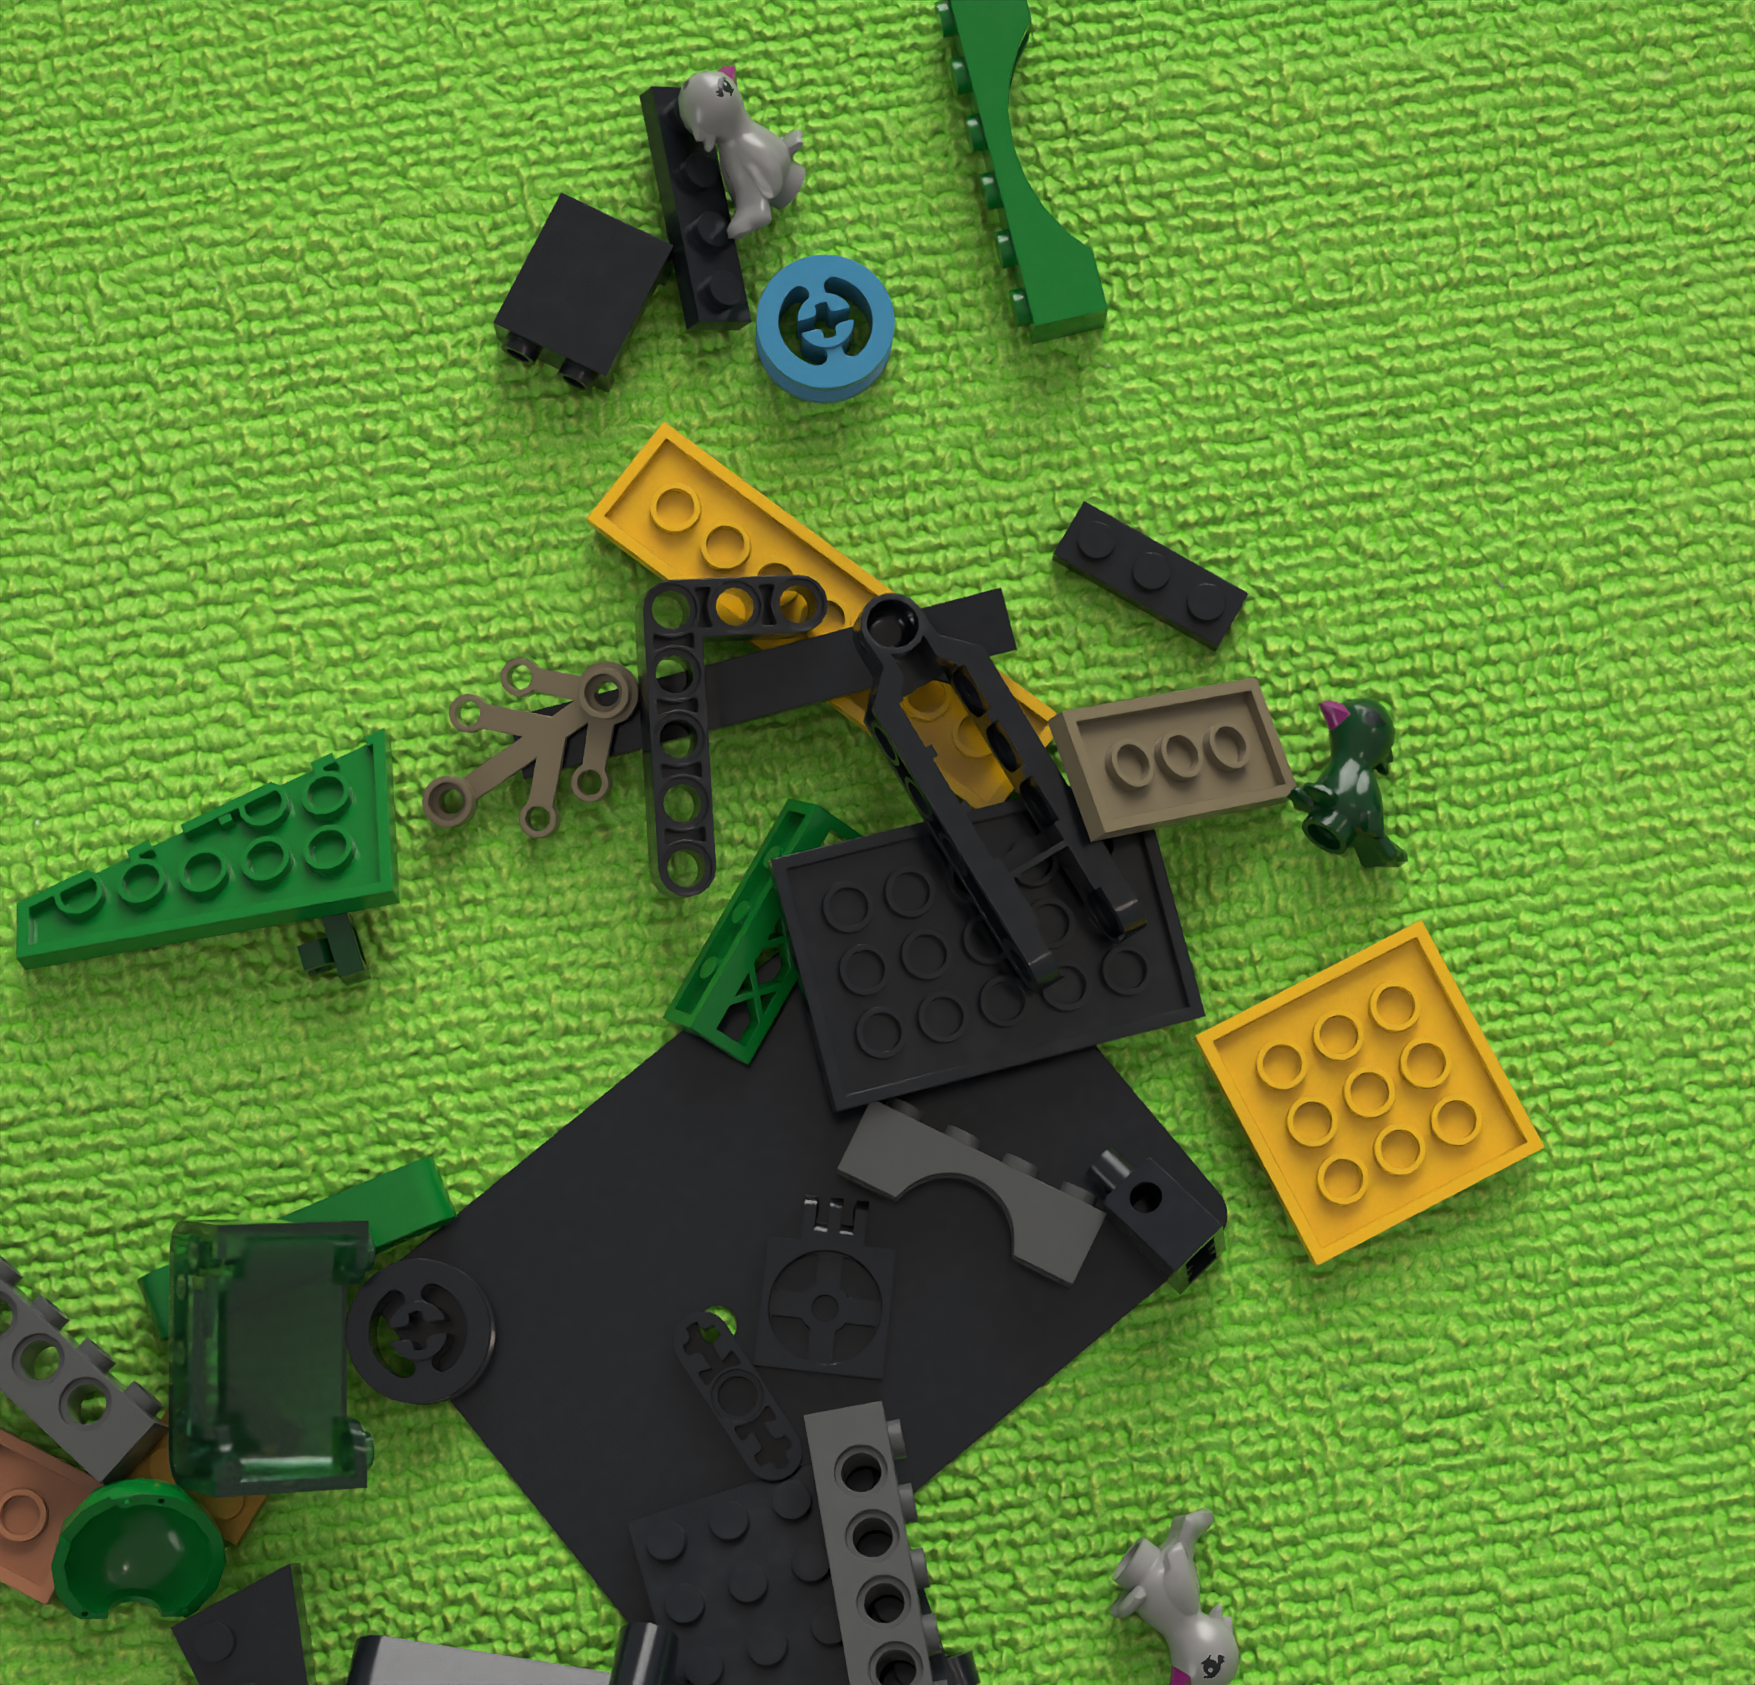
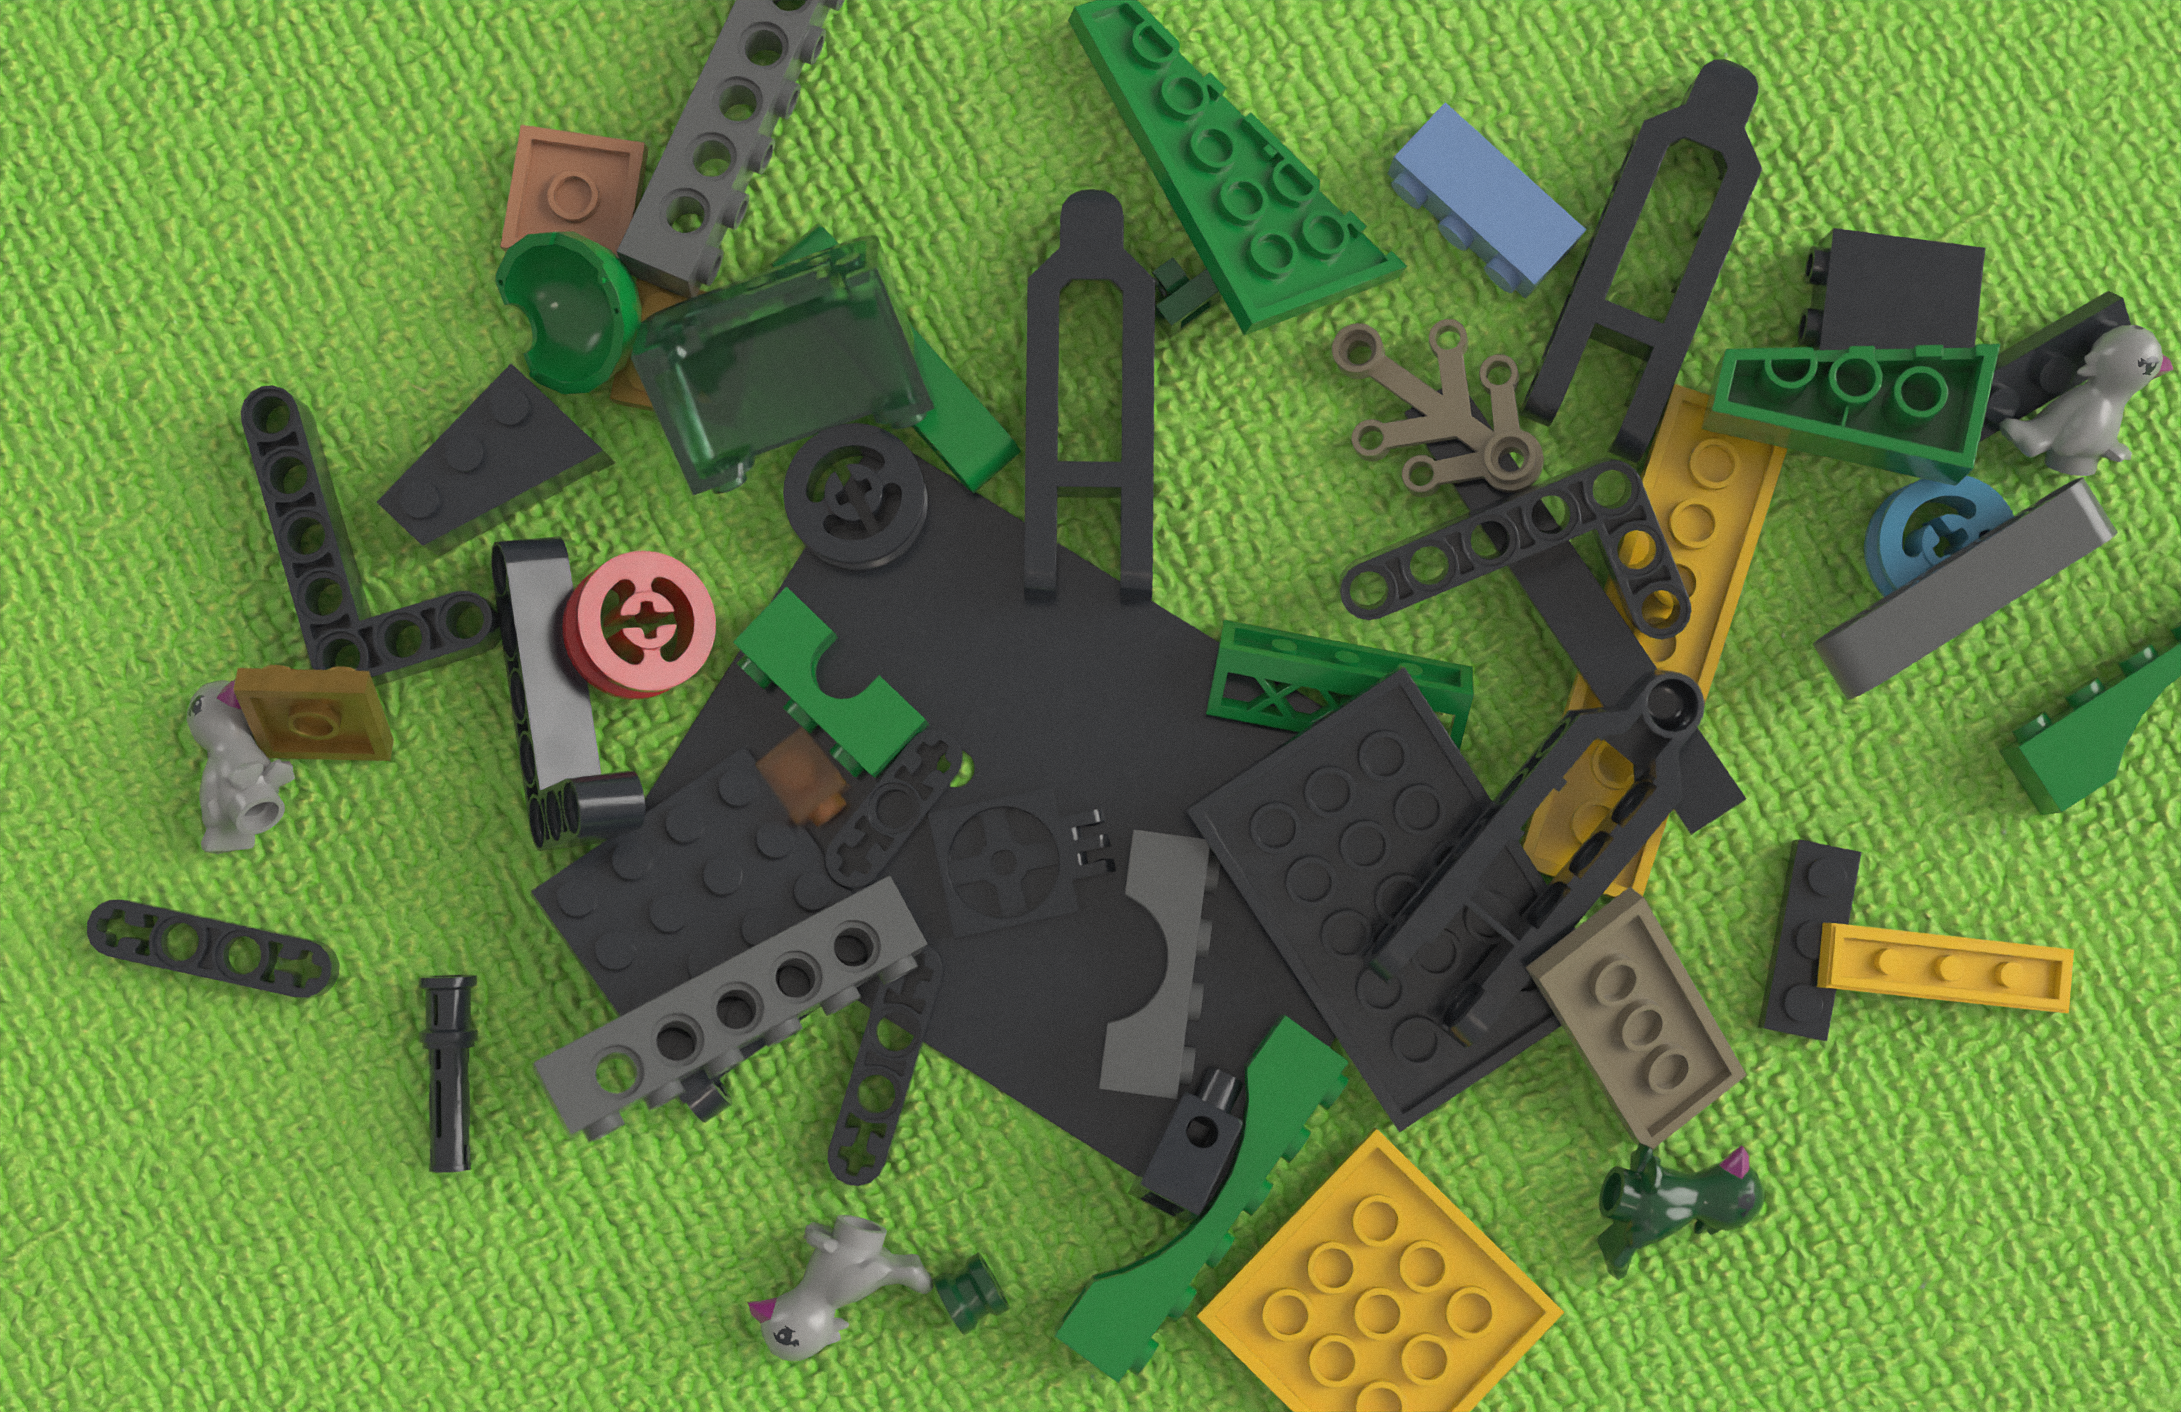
camera: 75 degrees right, 5 degrees up
(263, 1019) = (1093, 252): none -> black piece
(347, 394) = (1712, 117): none -> black piece
(349, 635) = (1483, 202): none -> medium blue brick
(443, 1567) = (650, 589): none -> wheel
(547, 1452) = (785, 648): none -> green arch
(669, 357) = (1860, 405): none -> green wedge
(679, 1474) = (804, 779): none -> clear orange bracket
(873, 323) = (1965, 588): none -> dark grey beam
(985, 1477) = (895, 1065): none -> black beam
(1215, 463) = (1945, 967): none -> yellow tile
(1227, 1475) = (971, 1293): none -> dark green wheel
(1287, 1331) = (1126, 1305): none -> green arch

